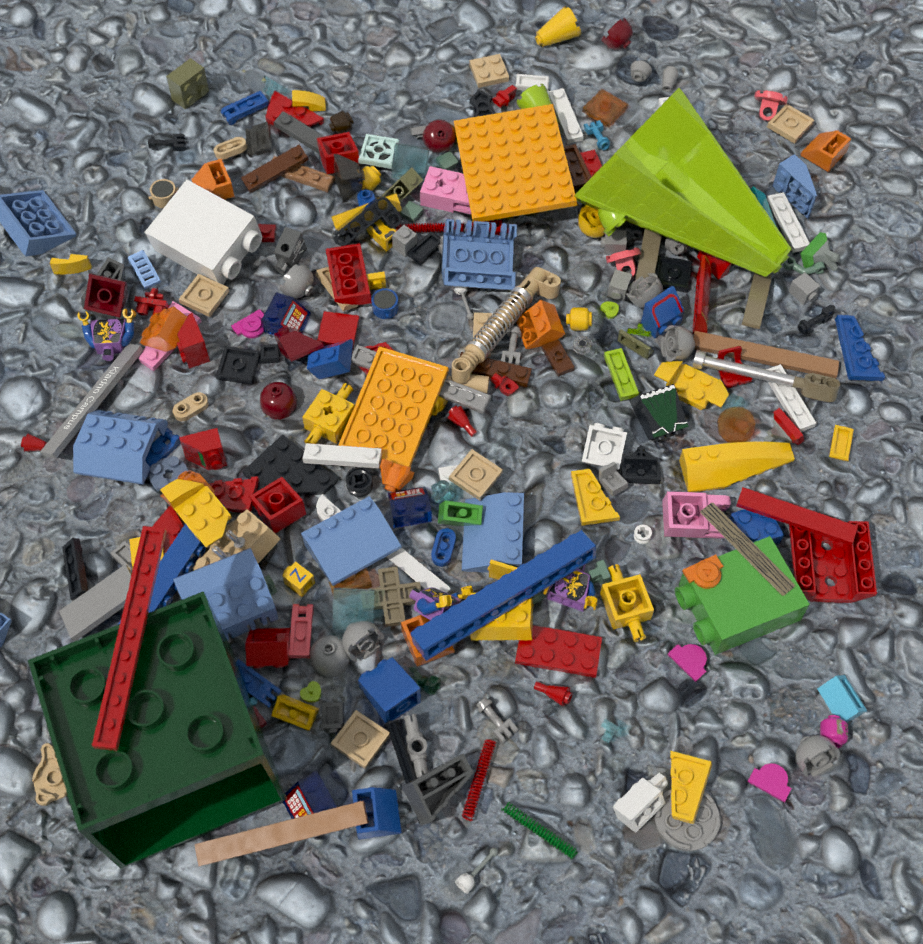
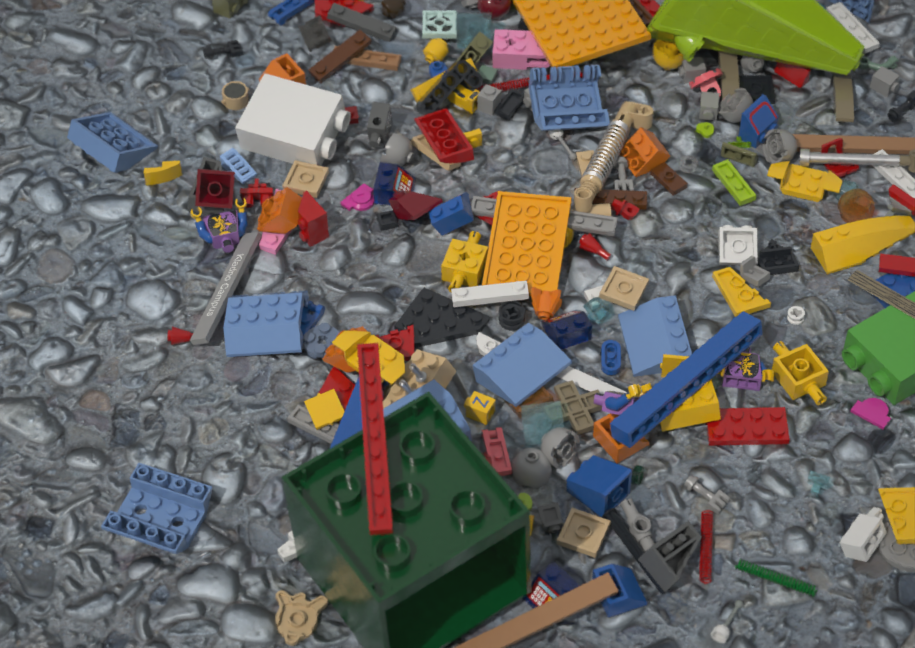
camera: 10 degrees left, 10 degrees down
(75, 568) = (257, 436): black plate -> none
(97, 603) = (301, 448): light grey tile -> none
(190, 406) = (325, 277): tan plate -> none
(204, 449) = (354, 309): red slope -> none
(230, 148) = (289, 44): tan plate -> none
(238, 365) = (359, 235): black tile -> none
(278, 400) = (409, 258): dark red cylinder -> none
(278, 505) = (443, 341): red slope -> none
(336, 144) = (399, 32): red slope -> none
(338, 328) = (447, 185): red tile -> none
(347, 177) = (416, 51): clear smoke slope -> none
(384, 303) = (487, 158): piece -> none
(447, 161) = (507, 23): sand green tile -> none
(459, 514) = (618, 324): bright green slope -> none
(557, 693) = (758, 461): red cone -> none
(579, 319) = (680, 141): yellow head -> none
(600, 573) = (767, 352): sand green tile -> none
(660, 412) = (781, 207): slope -> none
(693, 523) = (833, 291): bright pink brick -> none
(702, 296) = (790, 102): red slope -> none
(705, 573) = (868, 329): orange piece -> none
(819, 251) = (889, 46): piece -> none

